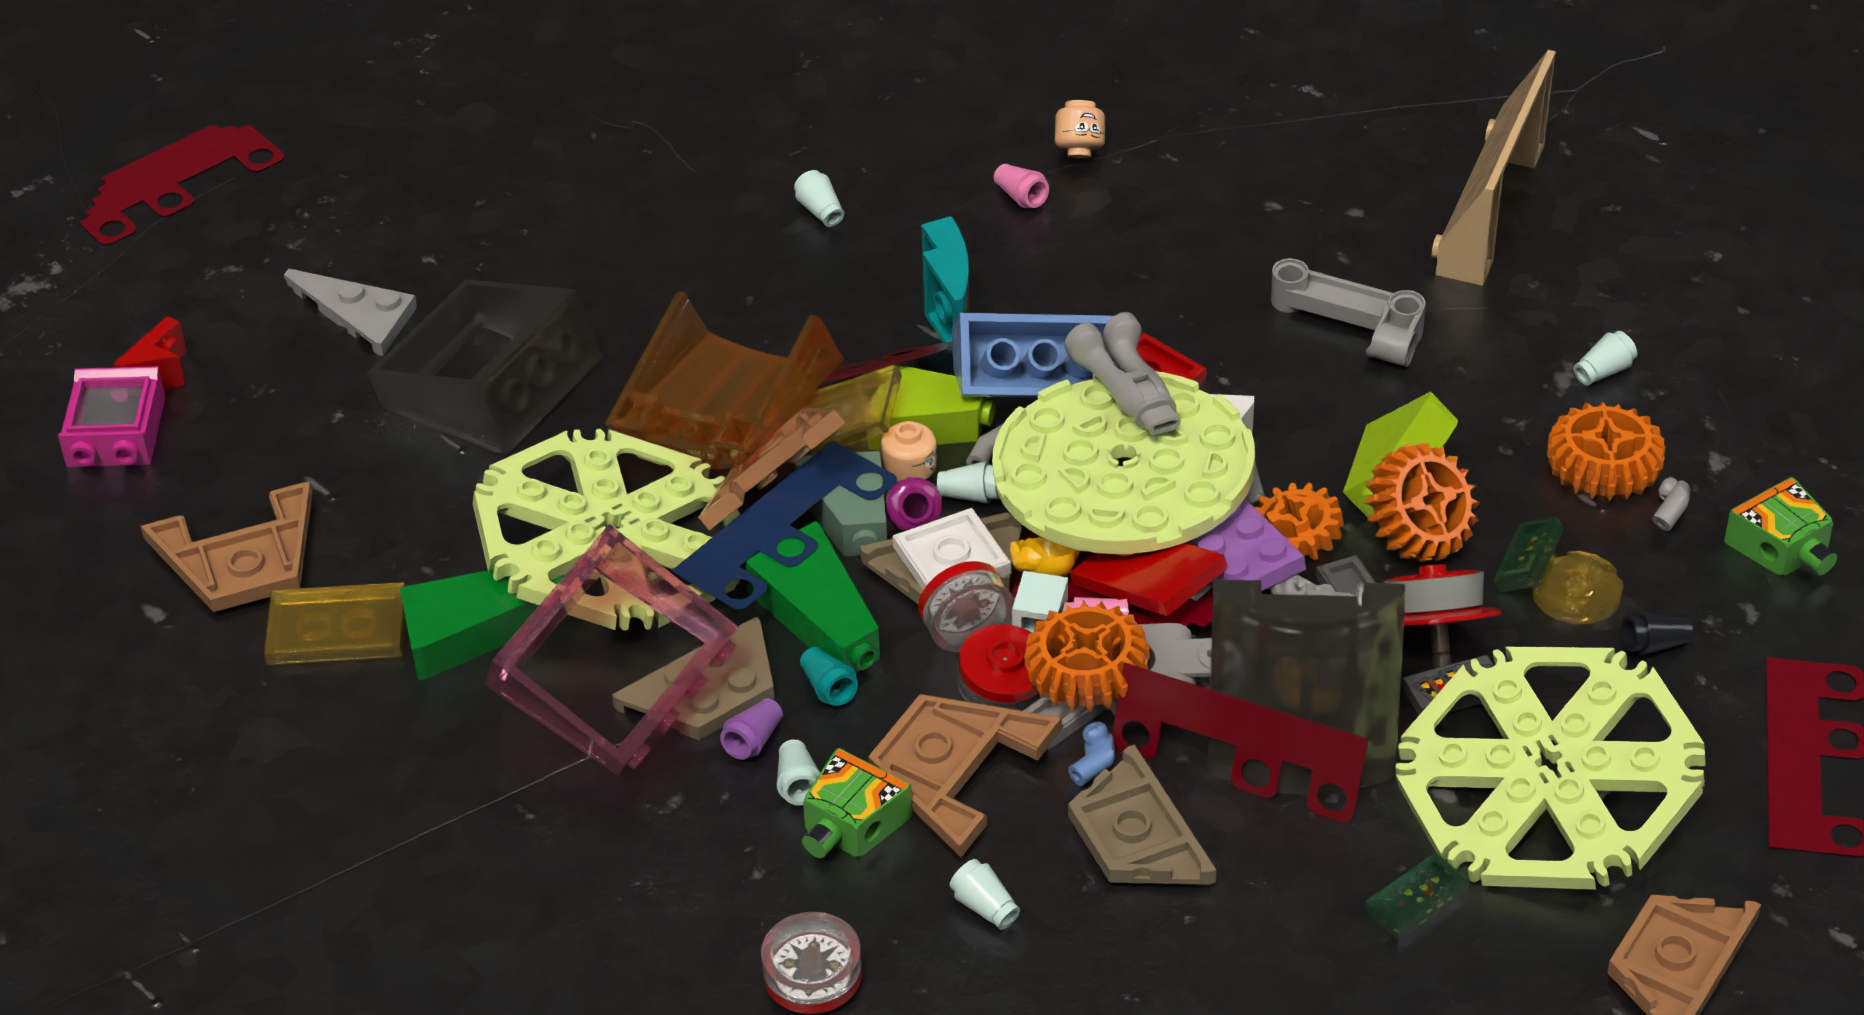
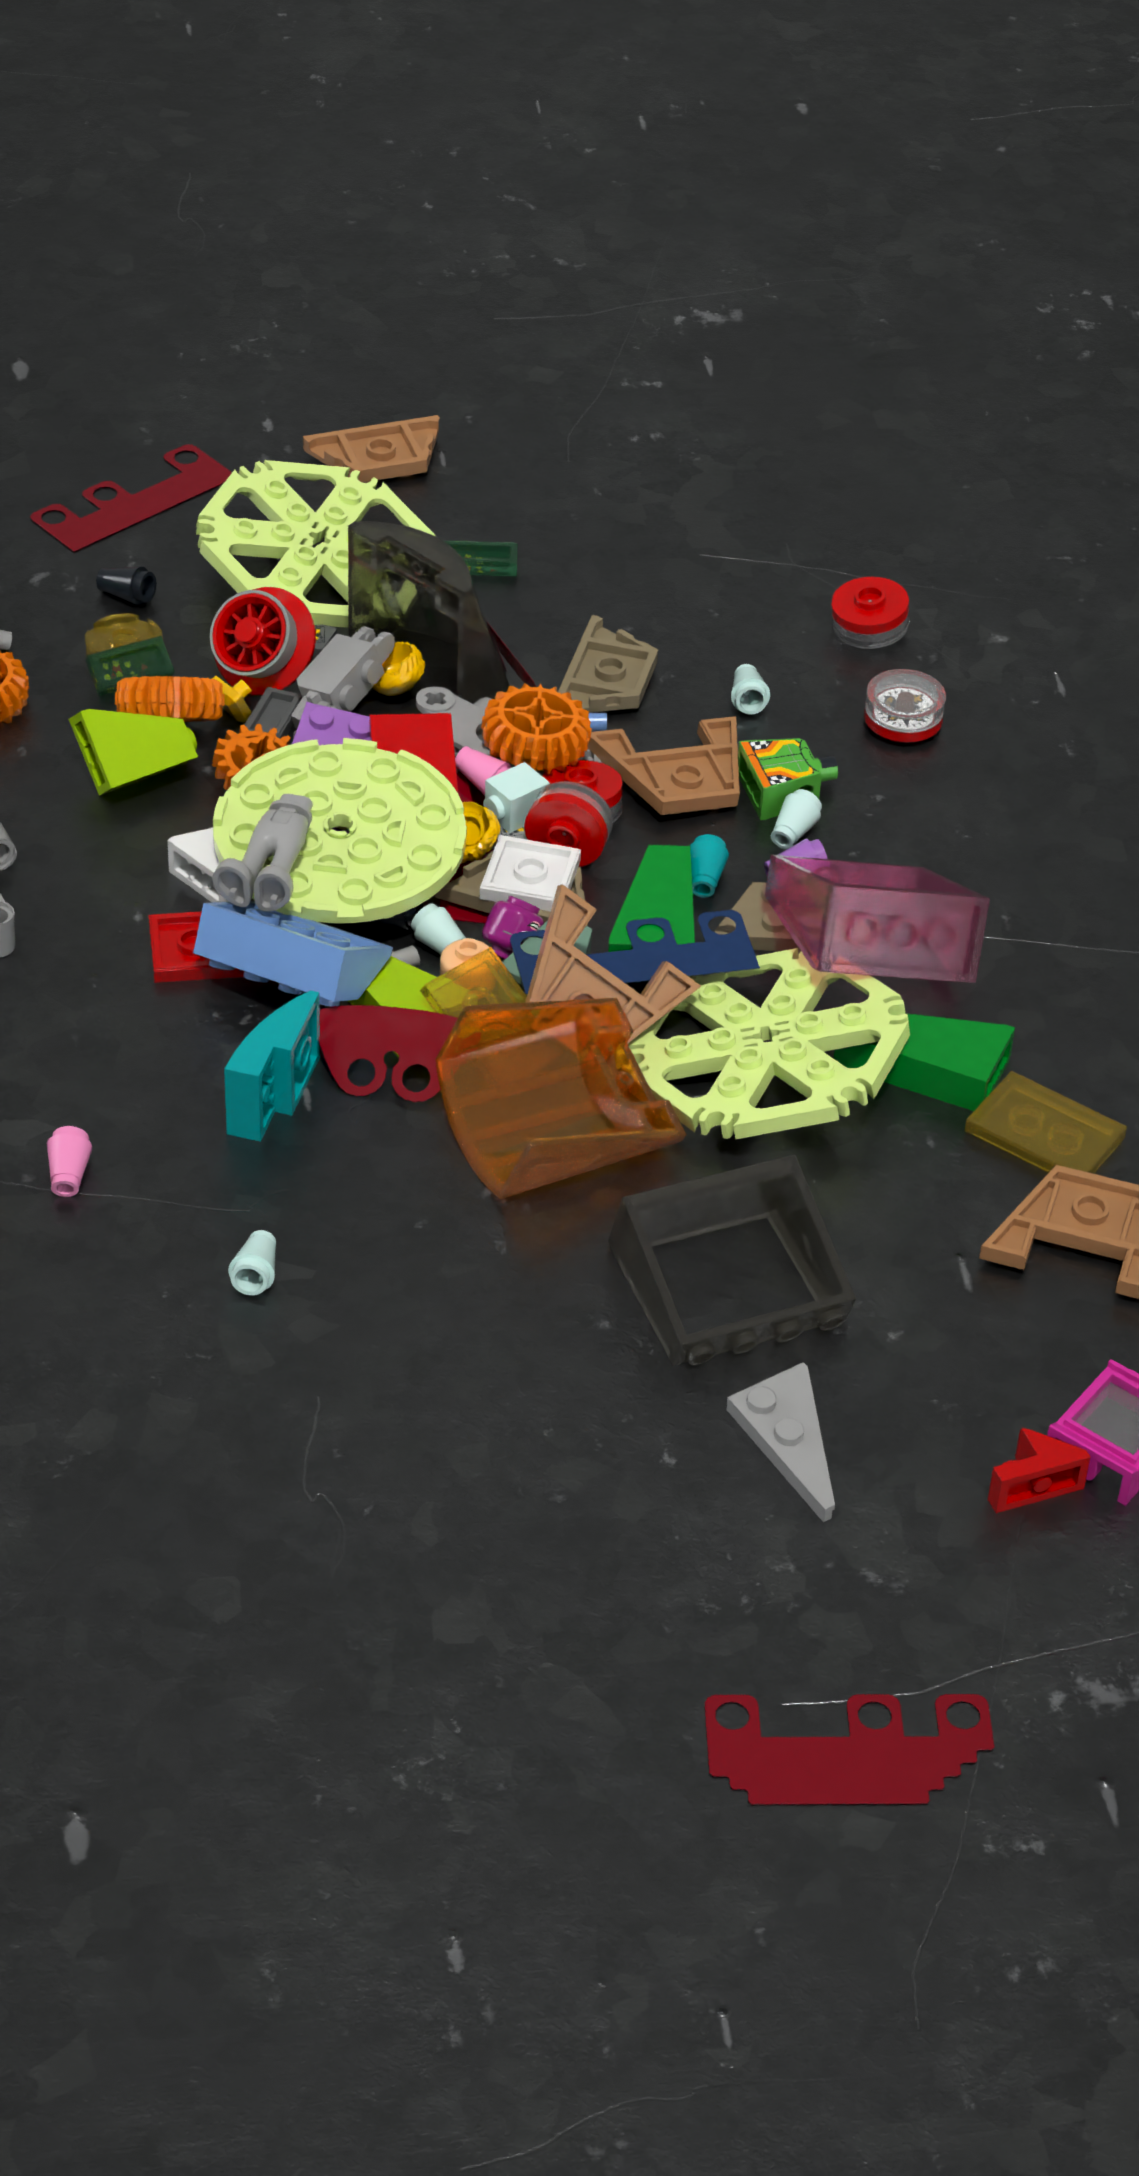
camera: 145 degrees left, 0 degrees up
(1391, 557) = (234, 700): none -> yellow piece

